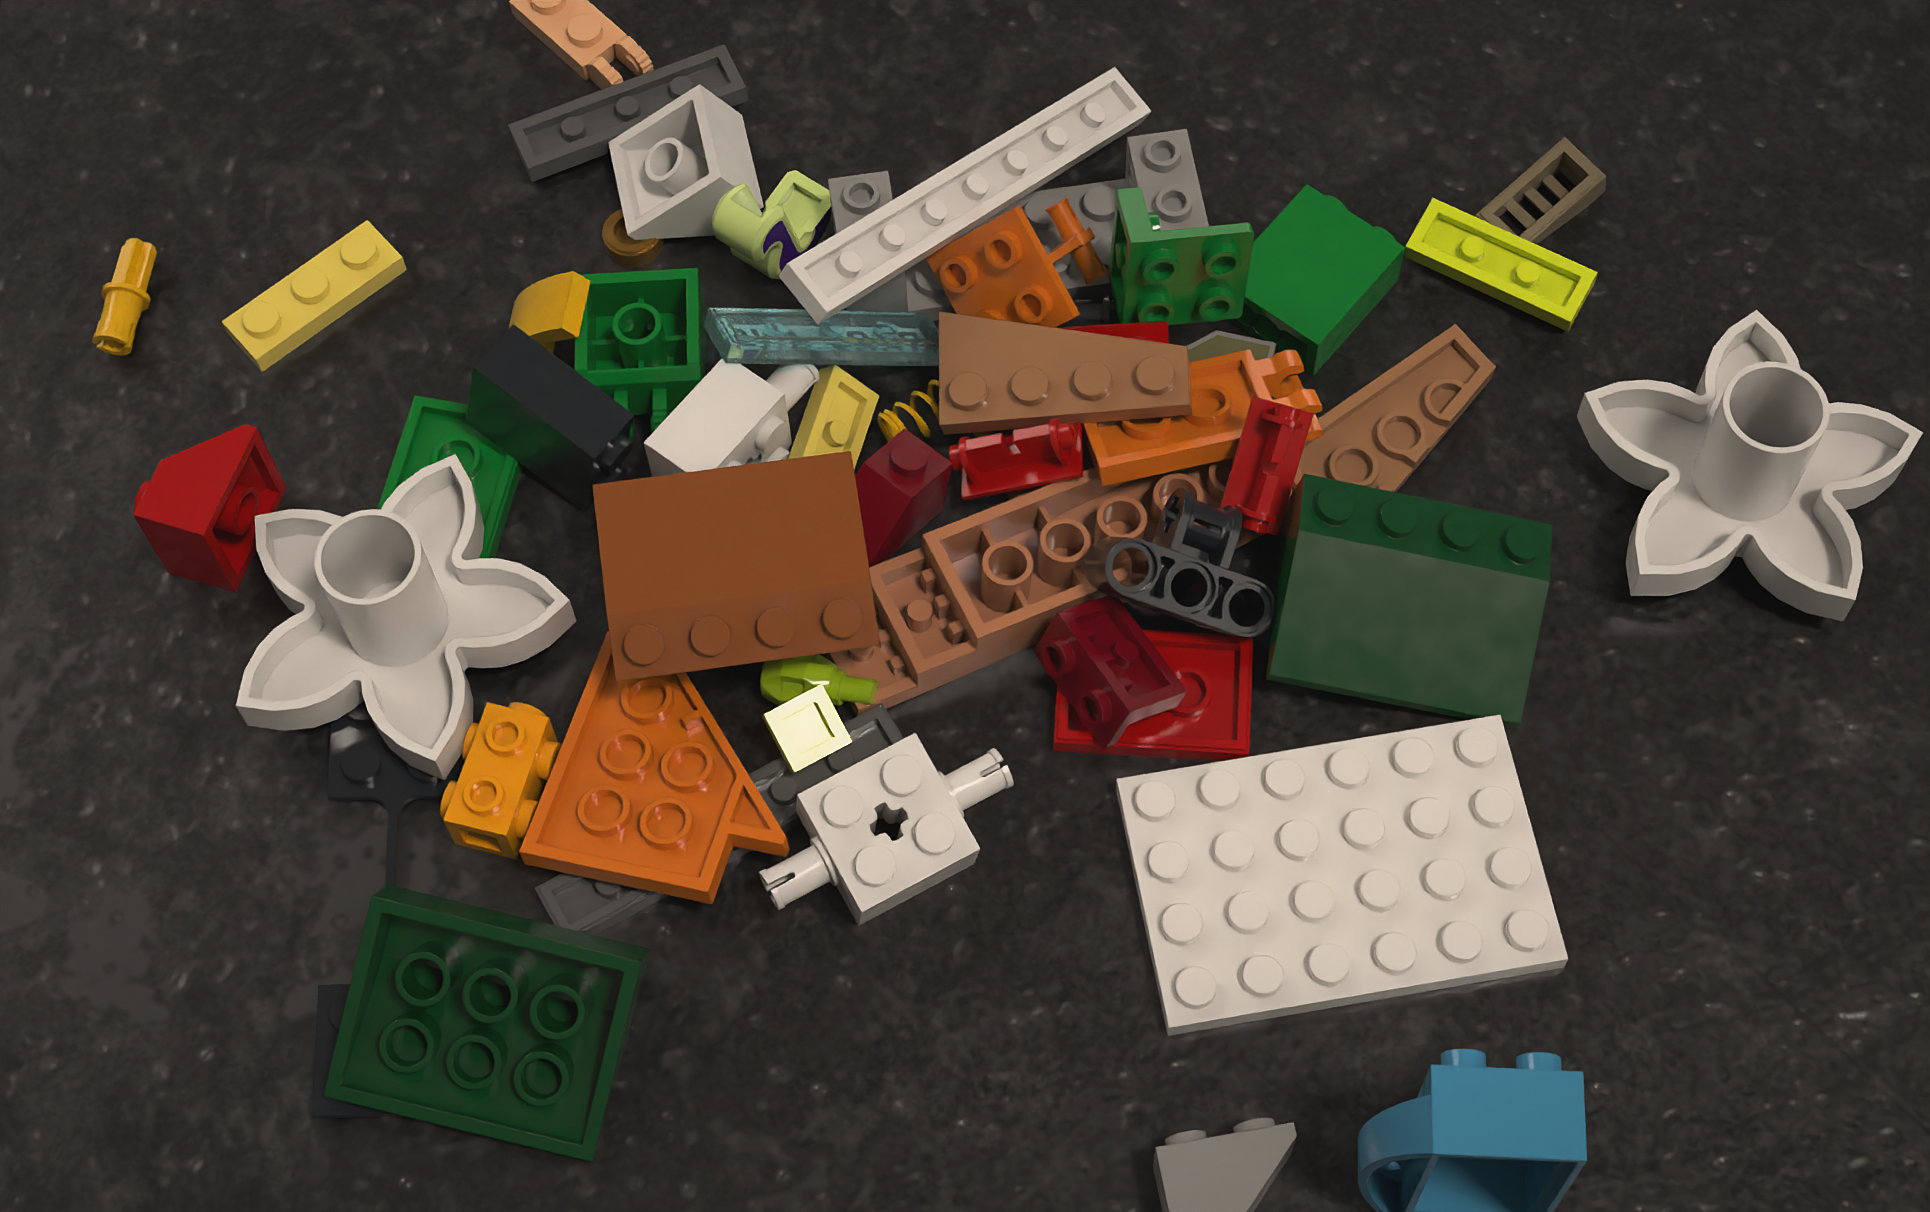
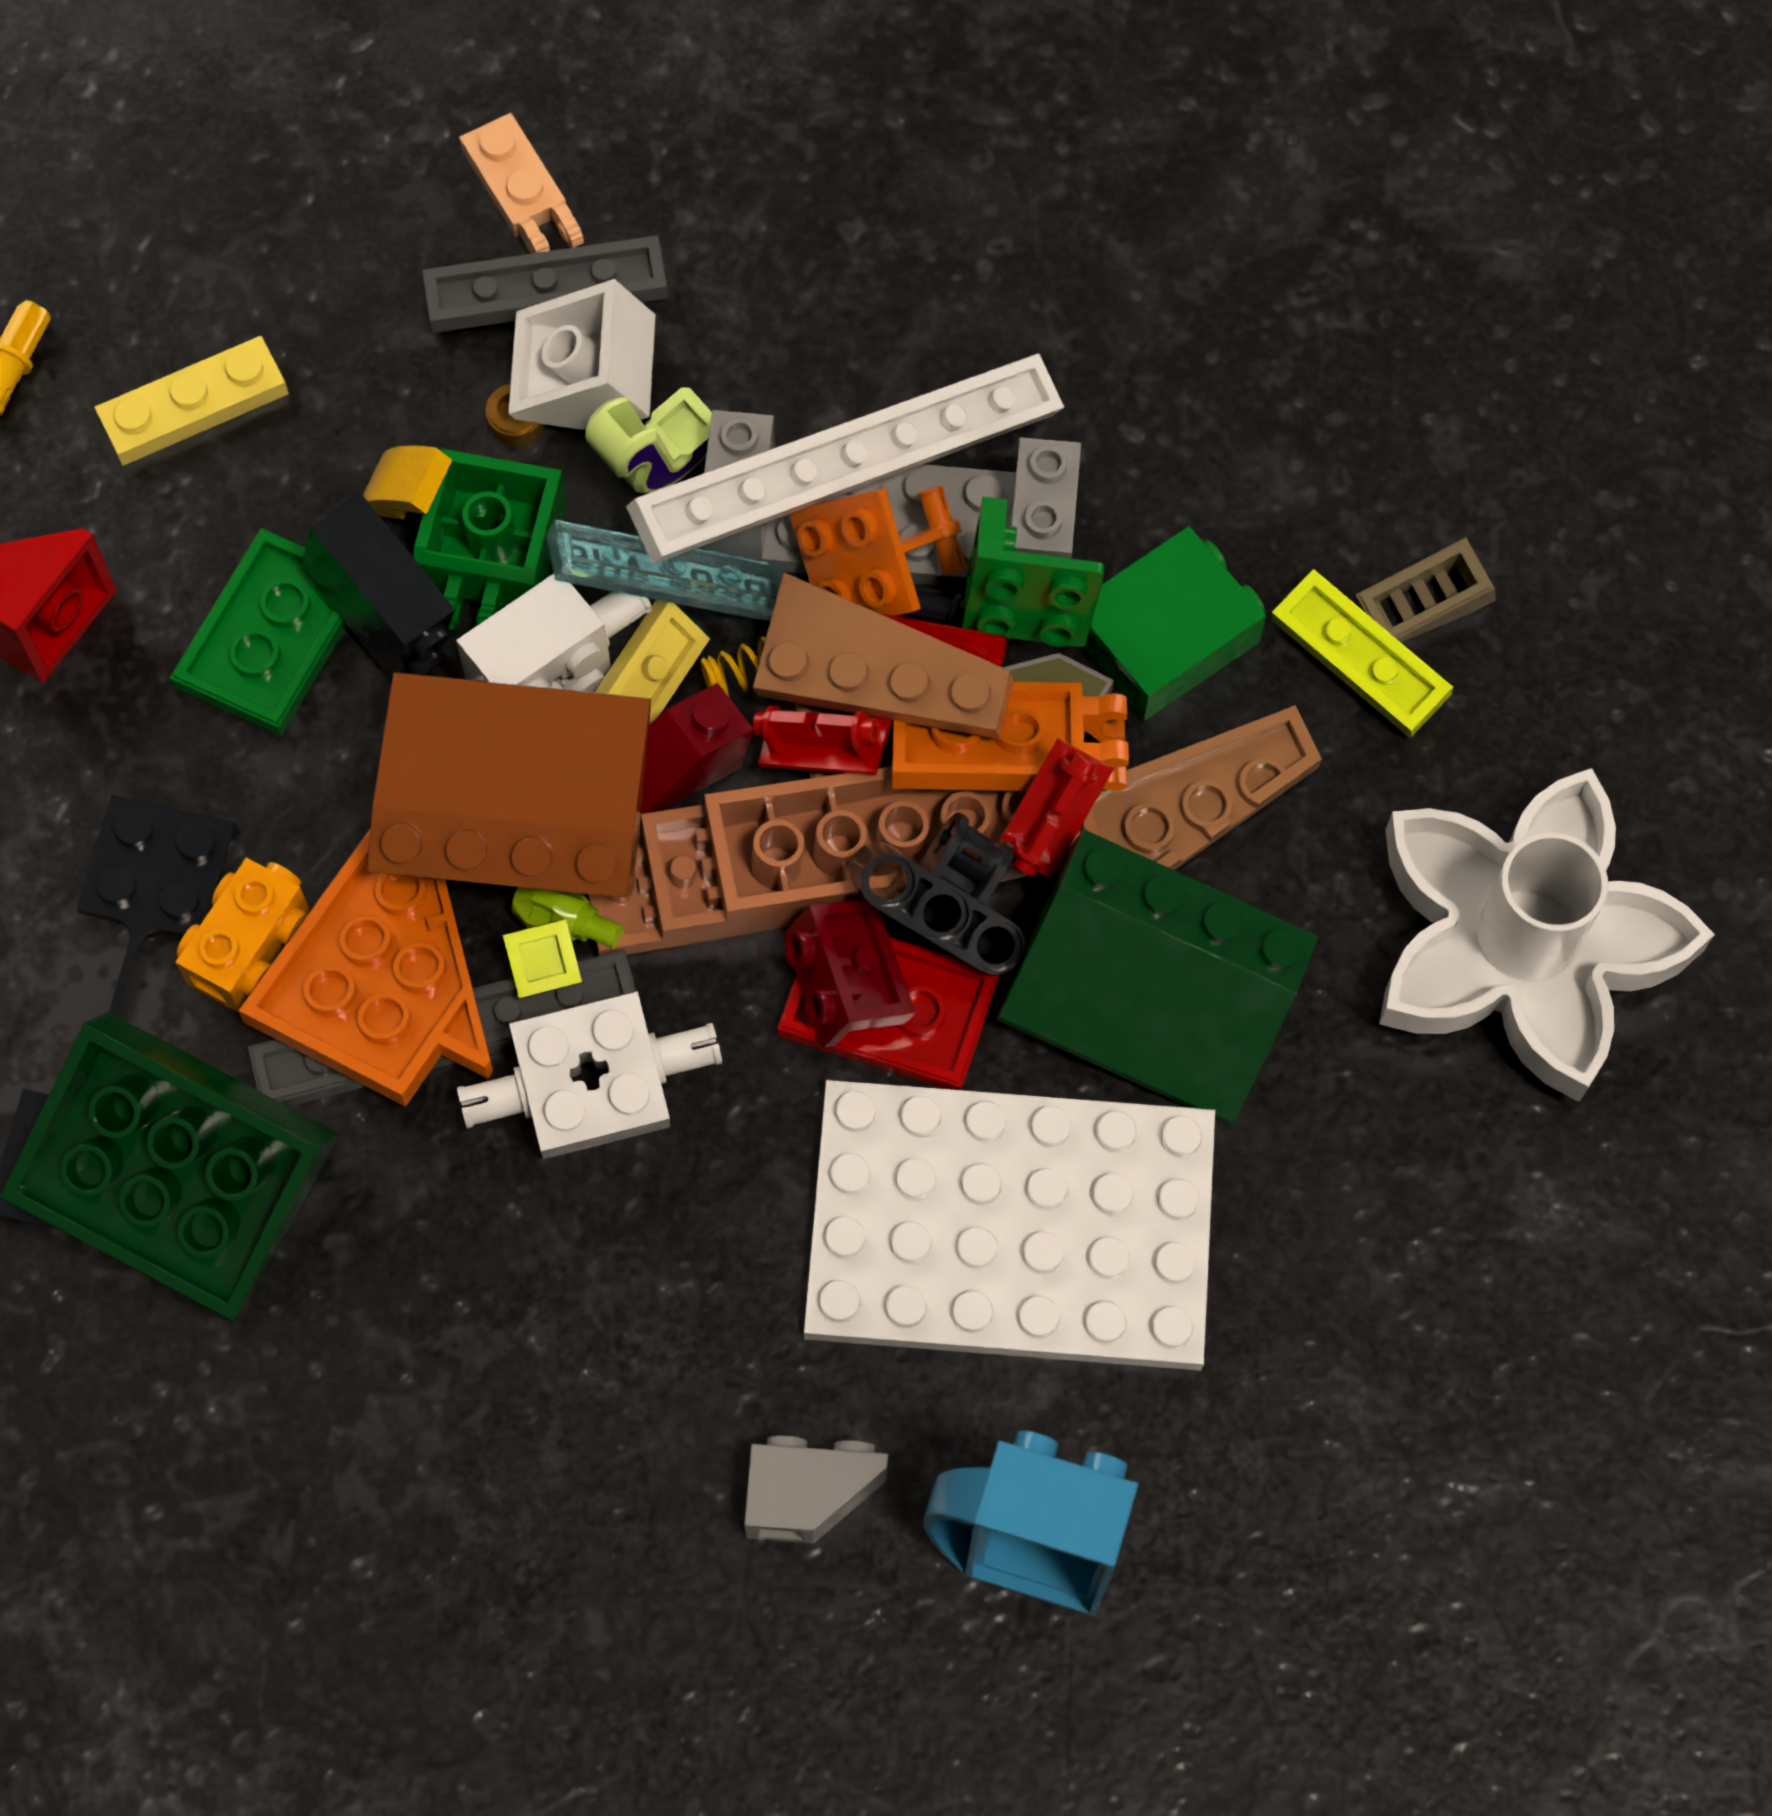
camera: 10 degrees right, 5 degrees up
(394, 617) = (181, 750): white plant -> none

